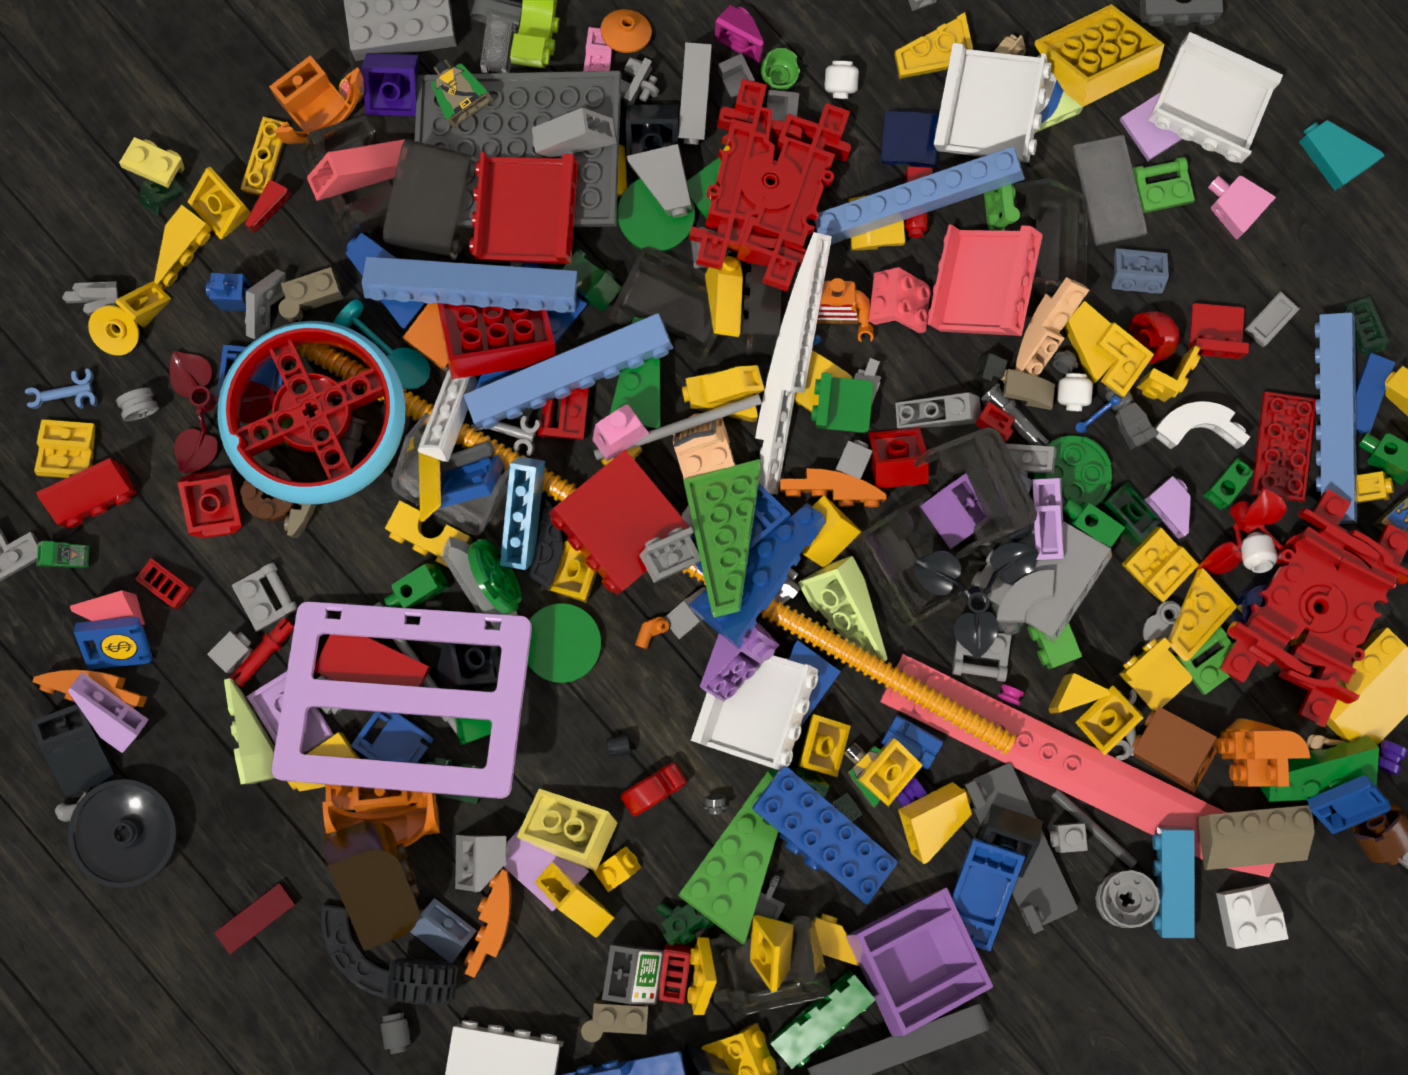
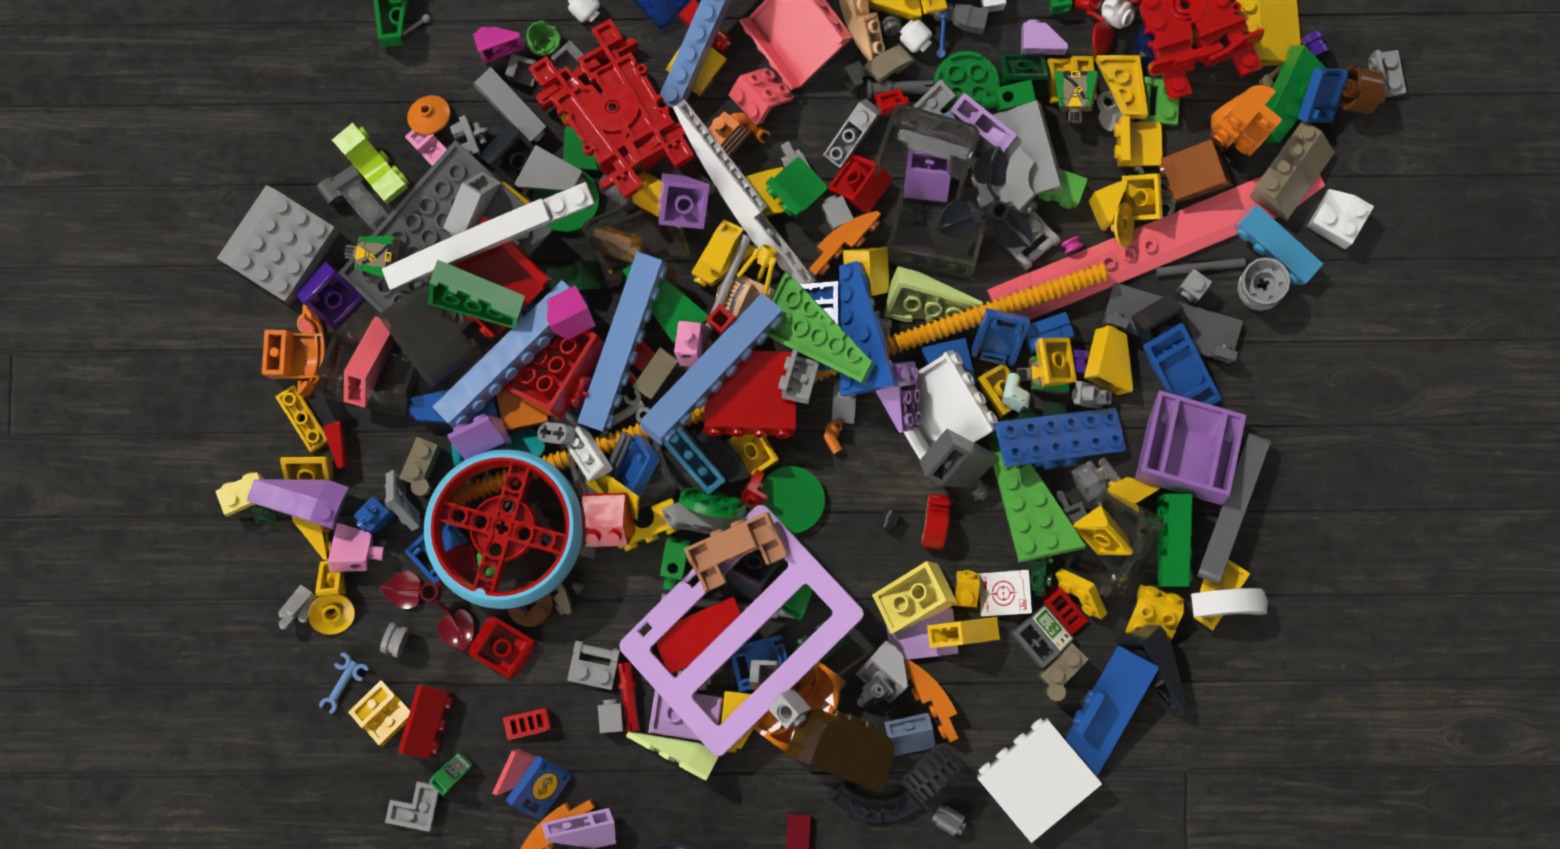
camera: 40 degrees left, 0 degrees up
(184, 299) = (352, 550): none -> bright pink torso
(191, 219) = (305, 499): none -> medium lavender wedge
(367, 804) = (789, 709): none -> light grey brick
(376, 321) = (481, 436): none -> medium lavender slope
(383, 749) = (761, 671): none -> flat silver panel
(397, 496) = (607, 520): none -> slope
(442, 382) = (555, 437): none -> light grey beam
(452, 865) = (874, 692): none -> dark grey hinge
(477, 627) = (732, 544): none -> nougat bracket
(492, 206) = (474, 296): none -> green wedge
(492, 373) = (580, 391): none -> red piece
(534, 603) = (751, 493): none -> red bracket
(549, 302) = (568, 313): none -> dark pink slope
(558, 172) = (489, 235): none -> white slope
(567, 425) = (655, 373): none -> dark tan slope
(610, 470) = (711, 369): none -> medium blue brick
(642, 906) = (1005, 593): none -> white sticker
(654, 291) = (618, 243): none -> clear orange panel
(663, 445) = (720, 319): none -> red piece
(720, 760) = (956, 461): none -> dark grey slope
(739, 315) = (682, 201): none -> medium lavender slope
(754, 433) = (767, 258): none -> yellow plant
(811, 897) = (1091, 480): none -> clear brick
(825, 761) = (1014, 396): none -> light aqua piece
(865, 703) = (999, 339): none -> blue container
(888, 830) = (1091, 395): none -> light grey hips
(1068, 725) = (1123, 225): none -> yellow dish
(1151, 578) = (1076, 92): none -> torso

